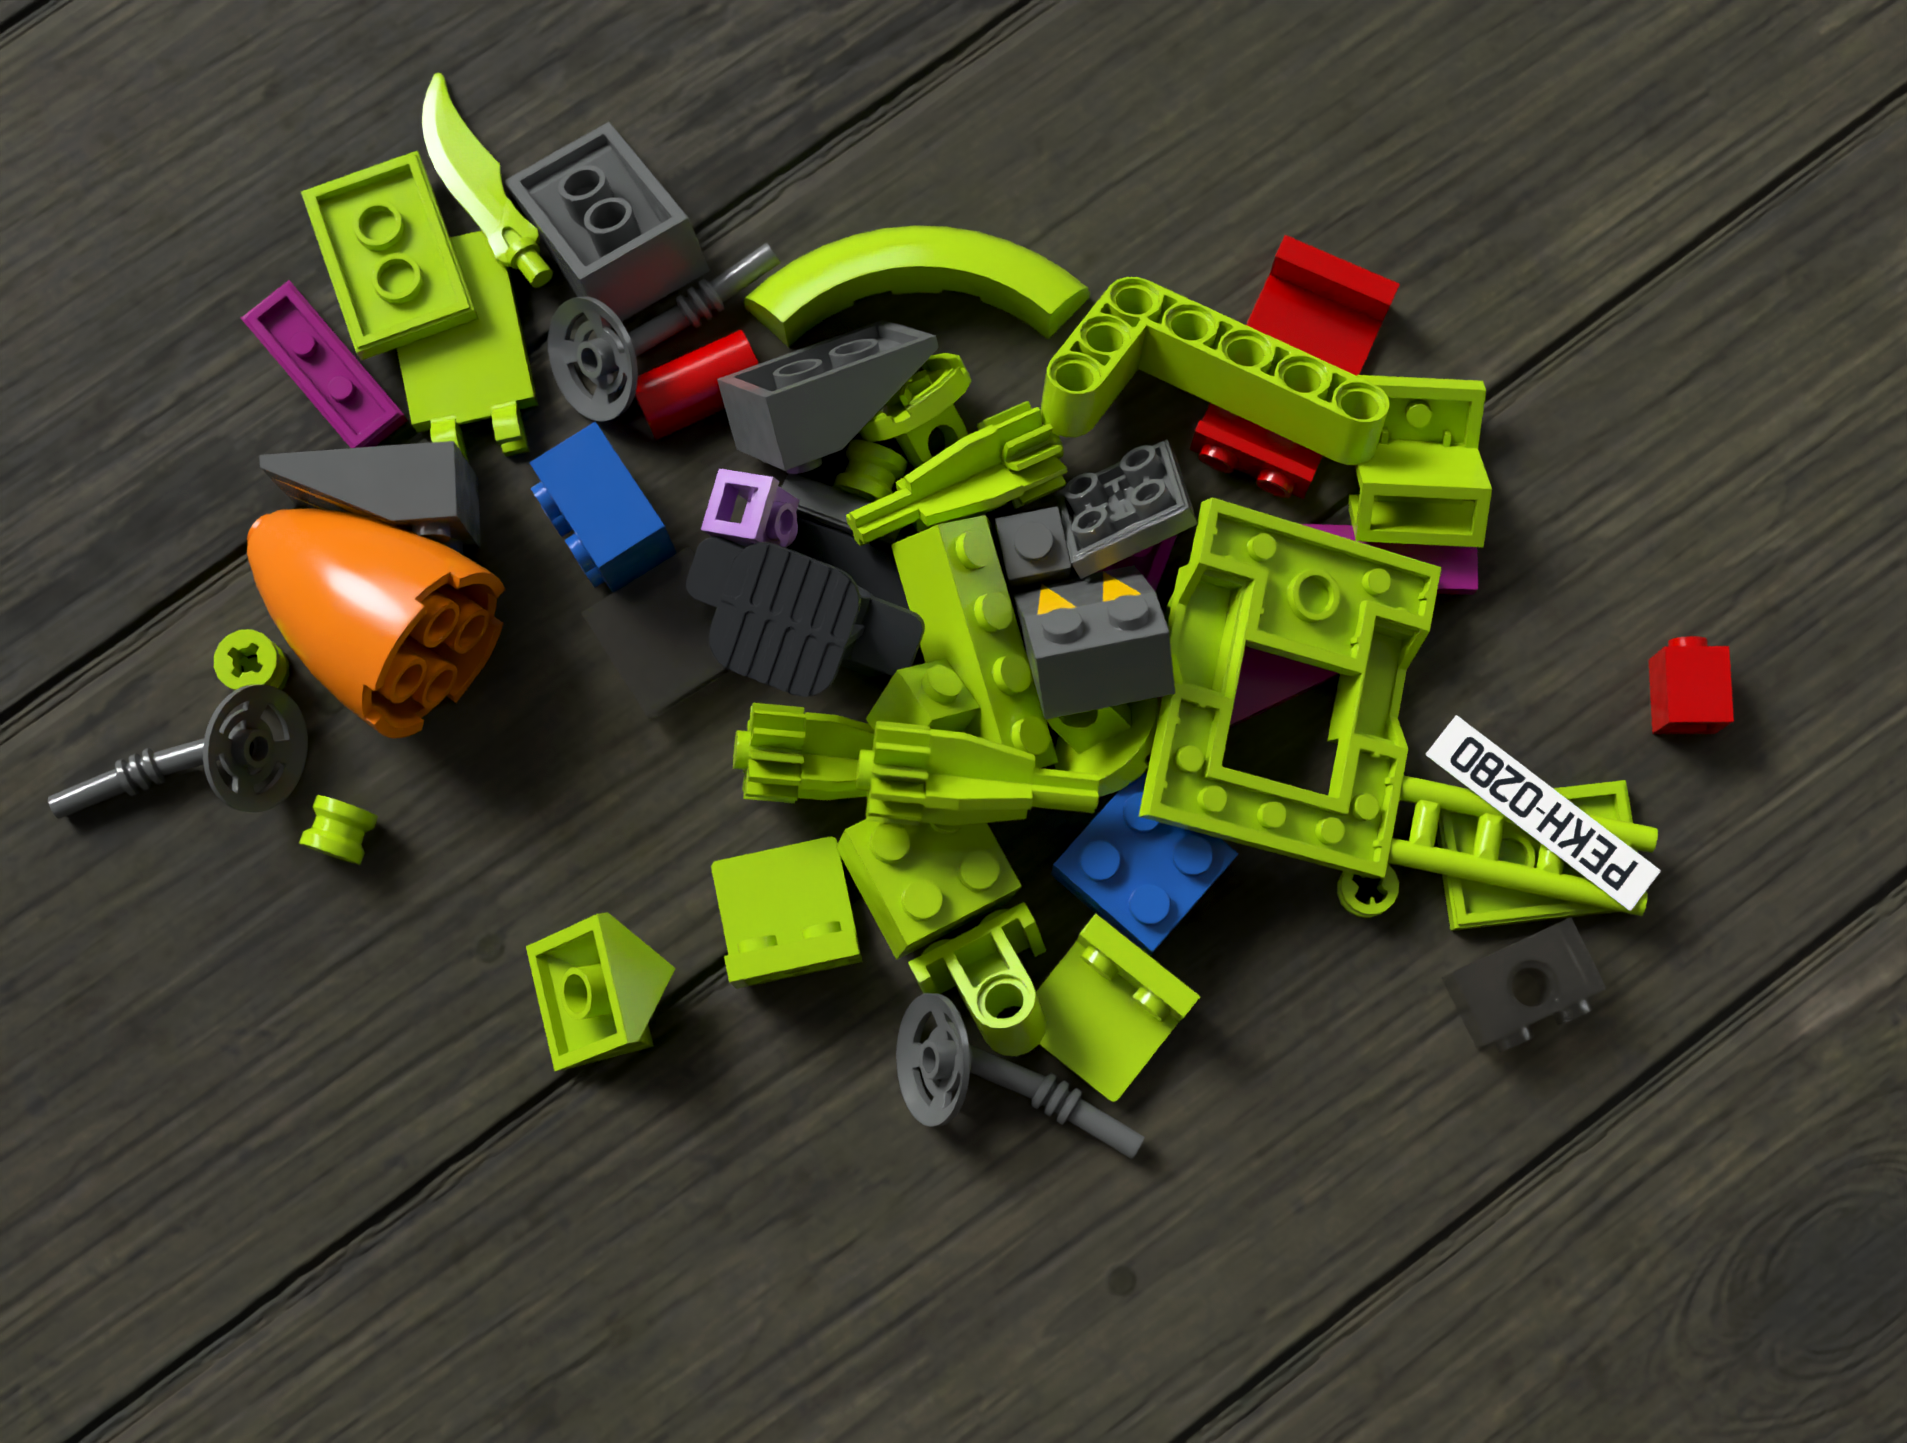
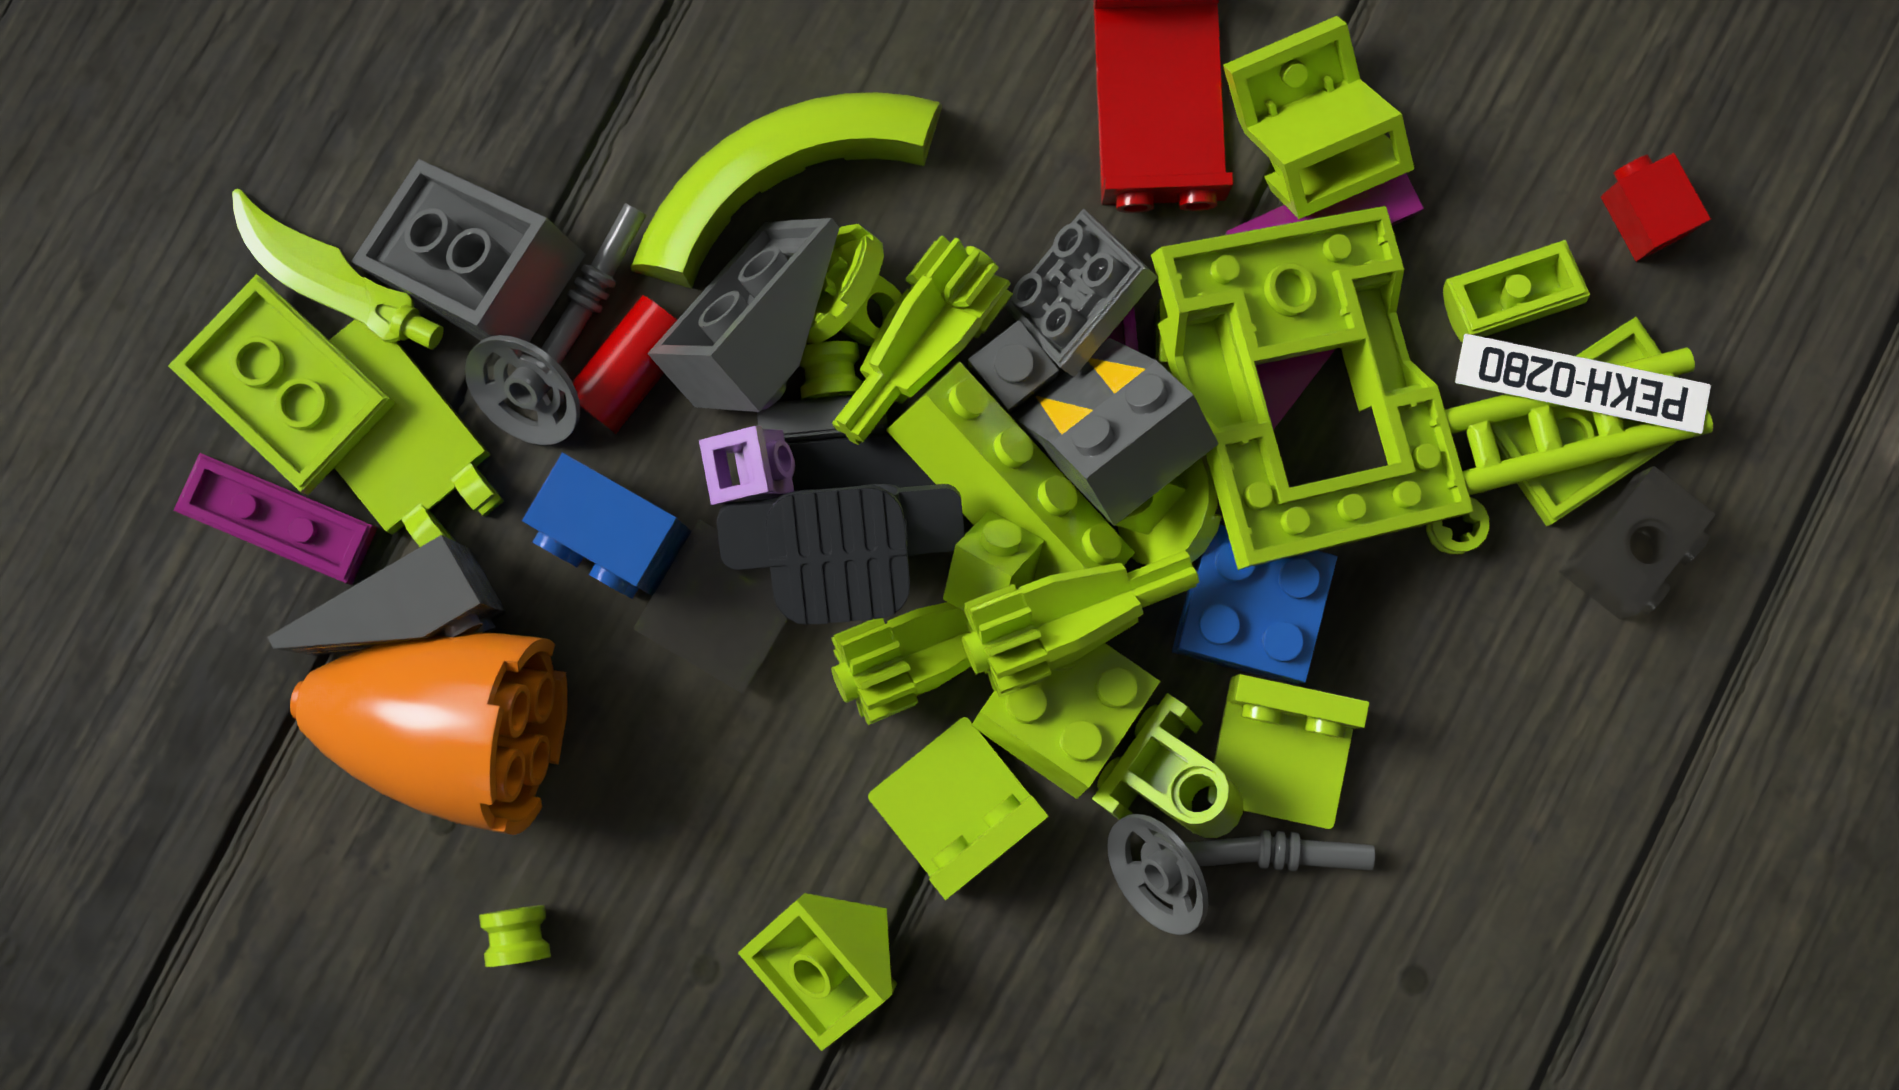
camera: 25 degrees left, 5 degrees up
(234, 746) = (379, 908): dark grey dish -> none
(268, 668) = (369, 825): lime wheel -> none
(1214, 359) = (1092, 114): lime beam -> none
(1524, 702) = (1514, 291): none -> lime brick

